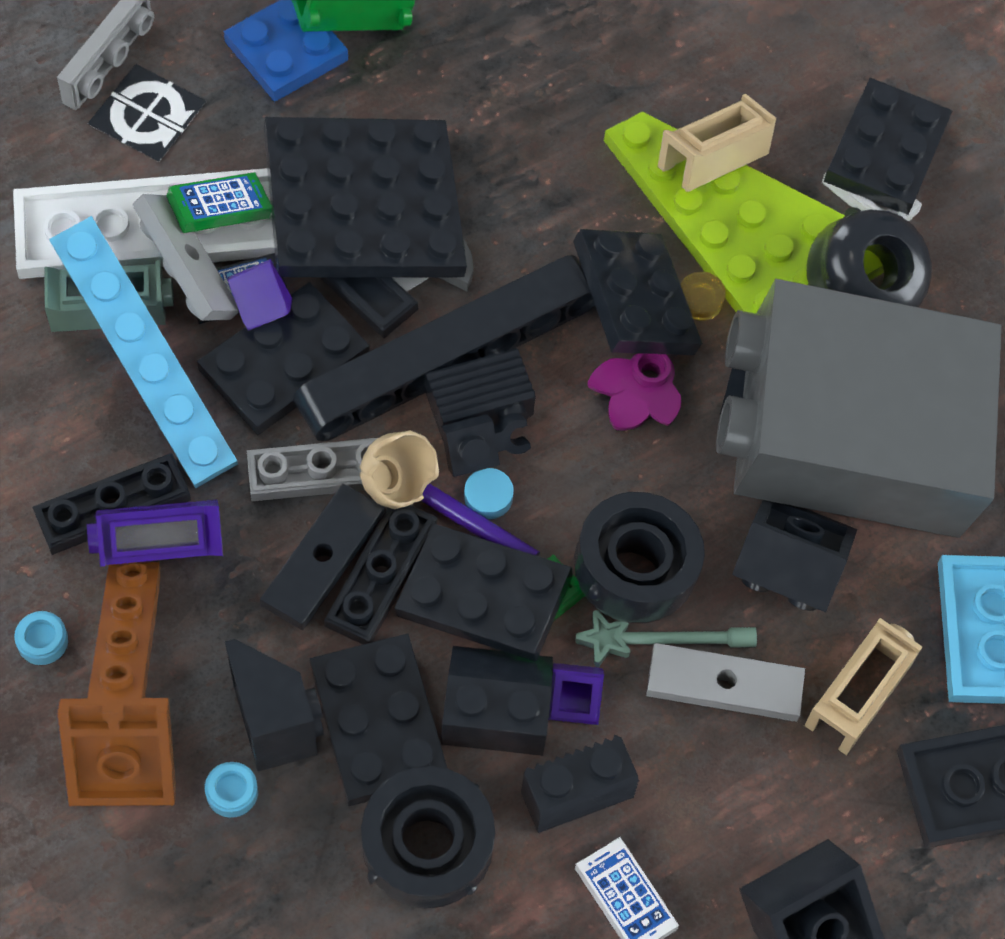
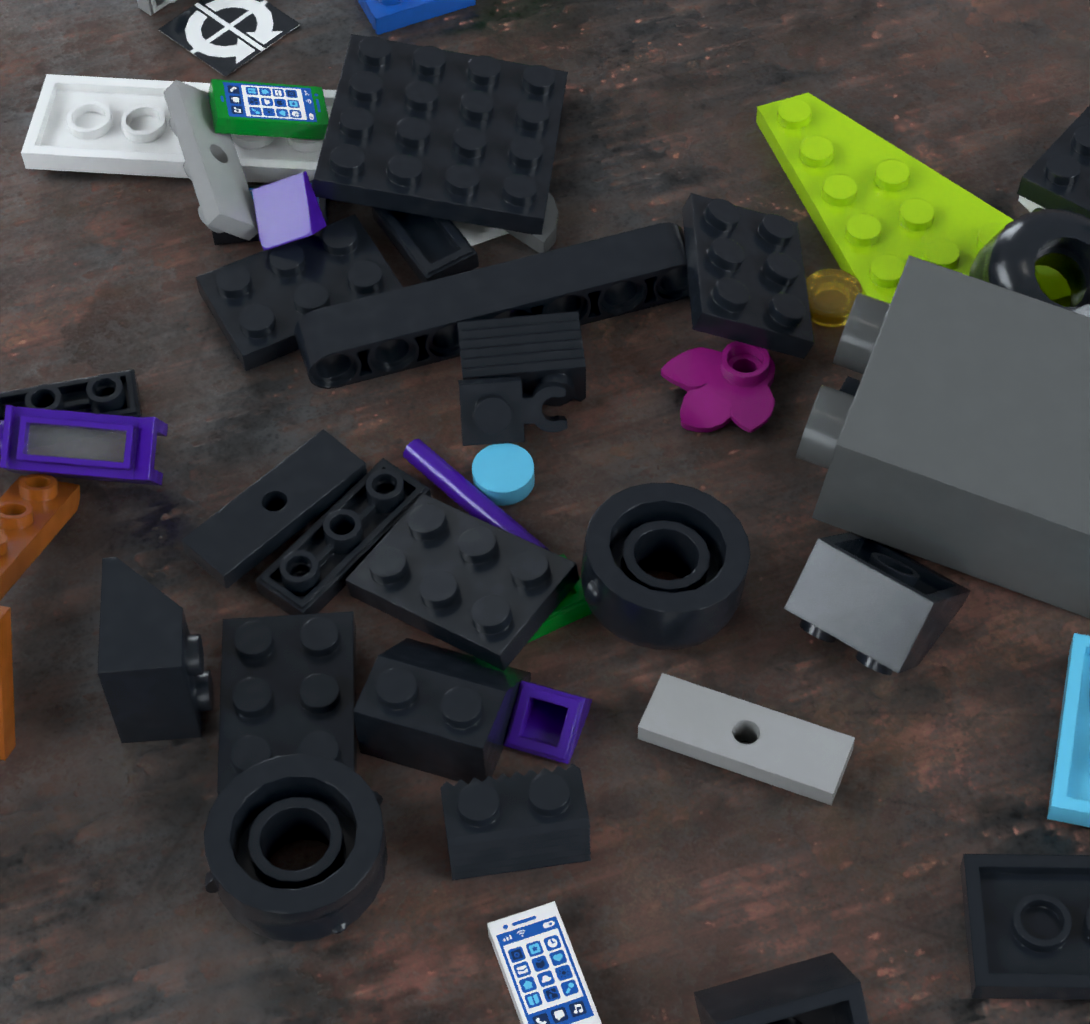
camera: 20 degrees right, 10 degrees down
(71, 313) = (113, 196): sand green window -> none
(143, 352) = (132, 255): medium azure plate -> none
(231, 789) = (80, 755): medium azure tile -> none
(293, 469) = (298, 412): light grey tile -> none
(398, 468) = (391, 416): tan hair -> none
(613, 639) = (616, 664): sand green piece -> none
(718, 142) = (888, 127): tan window -> none
(893, 642) = (911, 819): tan window -> none

